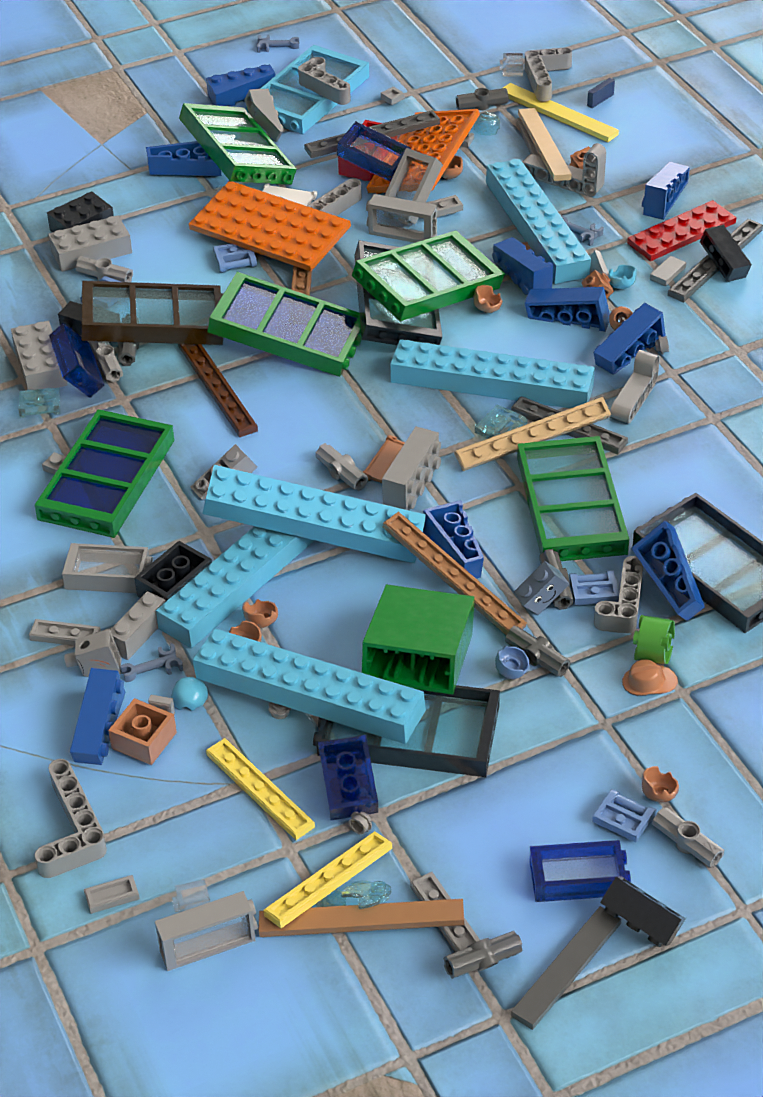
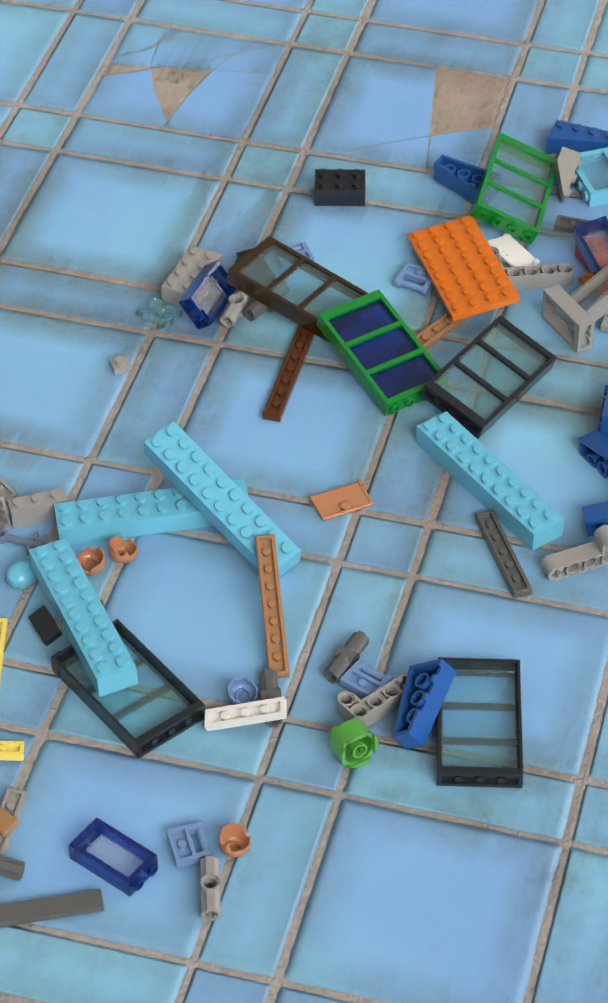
camera: 40 degrees right, 0 degrees up
(92, 240) = (324, 210): light grey brick -> none
(103, 267) = (311, 237): light grey piece -> none
(104, 567) = (65, 456): window -> none
(105, 473) = (141, 389): window -> none
(171, 571) = (94, 483): black brick -> none
(232, 459) = (221, 437): light grey slope -> none
(268, 720) = (45, 625): none -> black tile
(341, 467) = (299, 482): light grey piece -> none
(348, 777) = (39, 693): clear blue brick -> none
(360, 822) = (22, 729): light grey plate -> none
(411, 469) = (335, 514): light grey brick -> none
(419, 638) = (189, 632): green brick -> none
(426, 275) = (524, 373): window -> none
(450, 530) = (310, 579): blue wedge -> none
(486, 300) = (558, 418): nougat hair -> none
(496, 421) = (449, 517): clear light blue plate -> none
(534, 432) = (462, 542): tan tile -> none
(541, 588) = (319, 654): sand blue brick -> none
(541, 675) = (245, 714): none -> white plate
(572, 498) = (431, 606): window -> none
(642, 911) = (115, 909): black brick -> none
(649, 678) = (325, 769): nougat piece -> none

